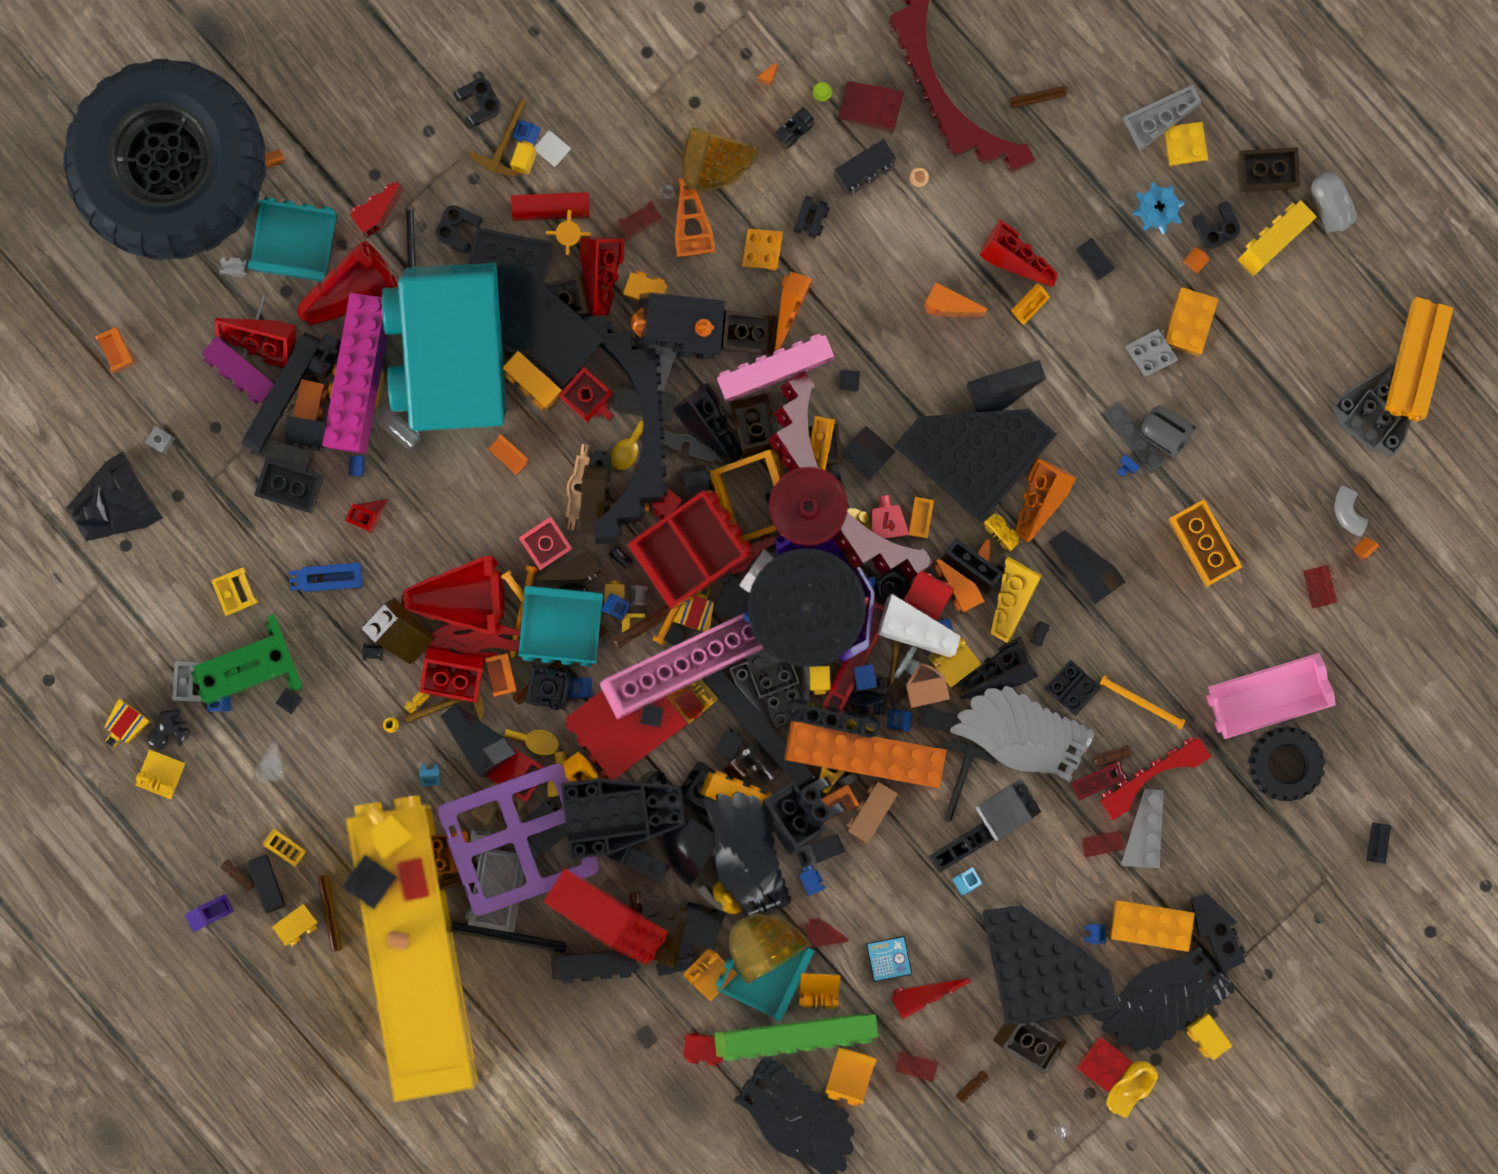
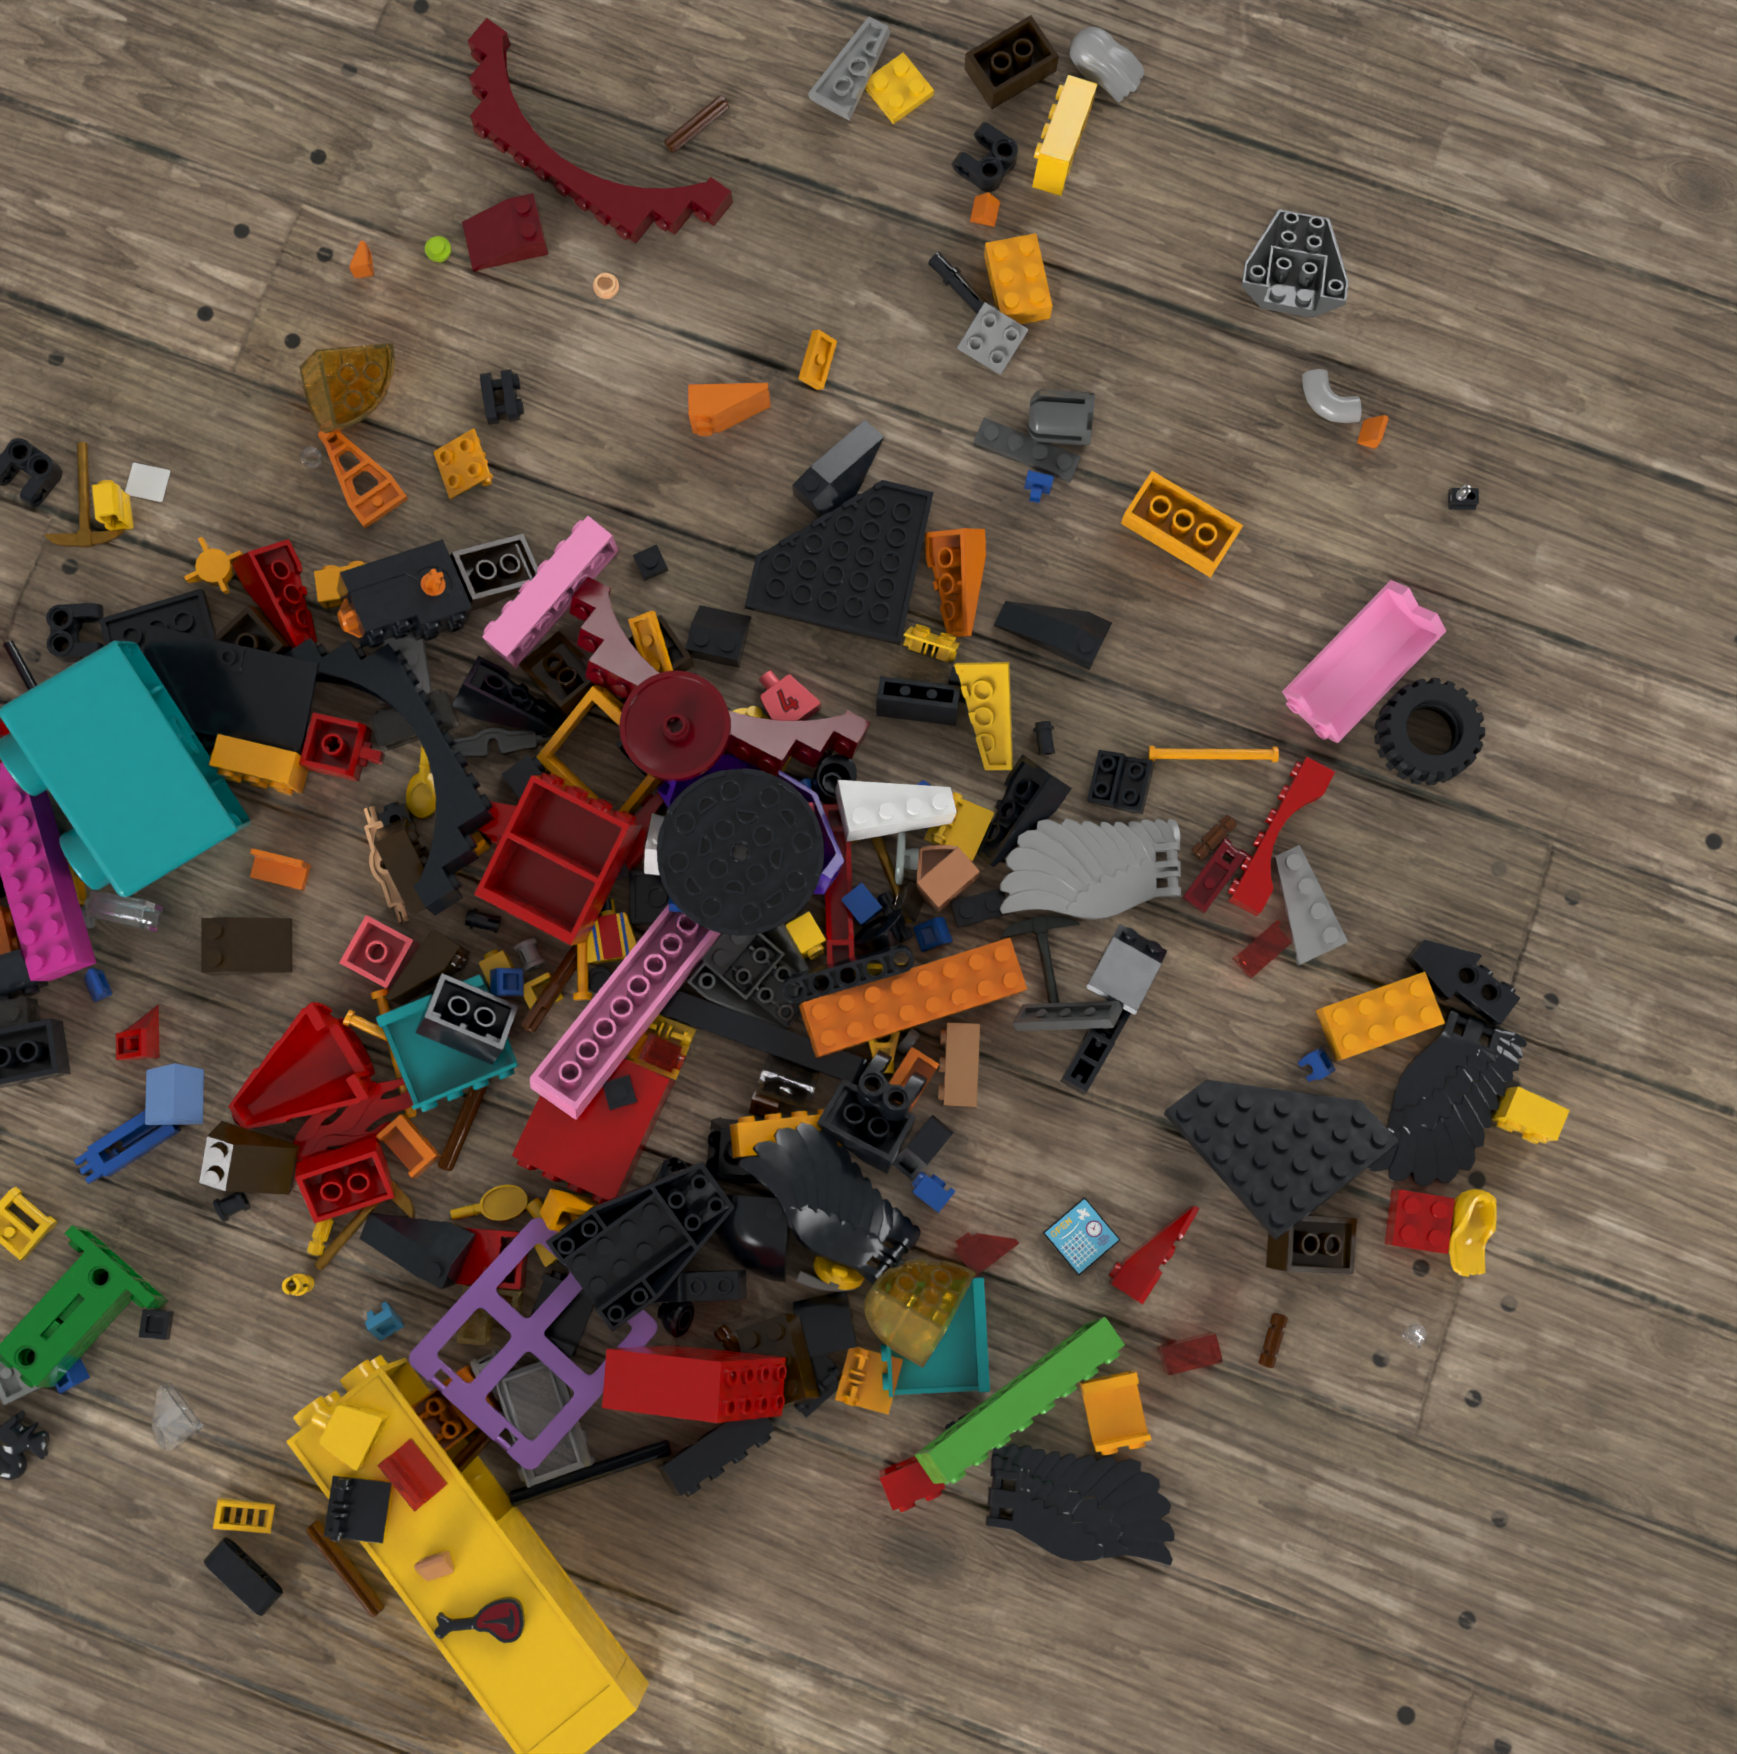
camera: 25 degrees left, 5 degrees down
(160, 774) = (36, 1509): yellow hinge -> none
(209, 913) = (187, 1655): dark purple slope -> none
(236, 874) = (200, 1585): reddish brown axle -> none
(296, 924) = (307, 1609): yellow brick -> none
(371, 564) = (174, 1095): none -> medium blue slope
(421, 991) = (501, 1618): none -> black piece
(464, 493) = (246, 945): none -> dark brown slope
(526, 132) = (106, 471): blue slope -> none
(549, 687) = (477, 1128): black slope -> none
(550, 206) = (176, 548): red brick -> none
(581, 618) = (467, 1019): none -> black slope
(581, 688) = (516, 1108): blue slope -> none
(611, 871) = (676, 1317): none -> black brick
(640, 220) = (297, 508): clear red panel -> none
(646, 1036) = (831, 1505): clear smoke slope -> none
(729, 743) = (738, 1076): black brick -> none
(792, 297) = (527, 493): orange wedge -> none
(796, 127) = (429, 300): black piece -> none
(819, 990) = (1017, 1324): light orange hinge -> none
(865, 167) = (533, 302): black brick -> none
(921, 517) = (825, 678): light orange tile -> none
(928, 594) = (884, 756): red slope -> none
(955, 818) = (1067, 1016): none -> dark grey plate
(965, 591) = (915, 731): orange slope -> none
(967, 881) = (1123, 1086): medium azure slope -> none
(984, 551) = (923, 672): orange slope -> none
(1008, 252) = (757, 315): red wedge -> none
(1095, 259) = (865, 271): black plate -> none
(1149, 295) = (953, 278): none -> black pin
(1152, 216) = (907, 172): dark azure brick -> none
(1320, 586) = (1346, 504): clear red panel -> none
(1378, 843) = (1591, 768): black hinge -> none
(1395, 622) = (1458, 501): none -> black piece
(1418, 359) = (1309, 180): light orange brick -> none

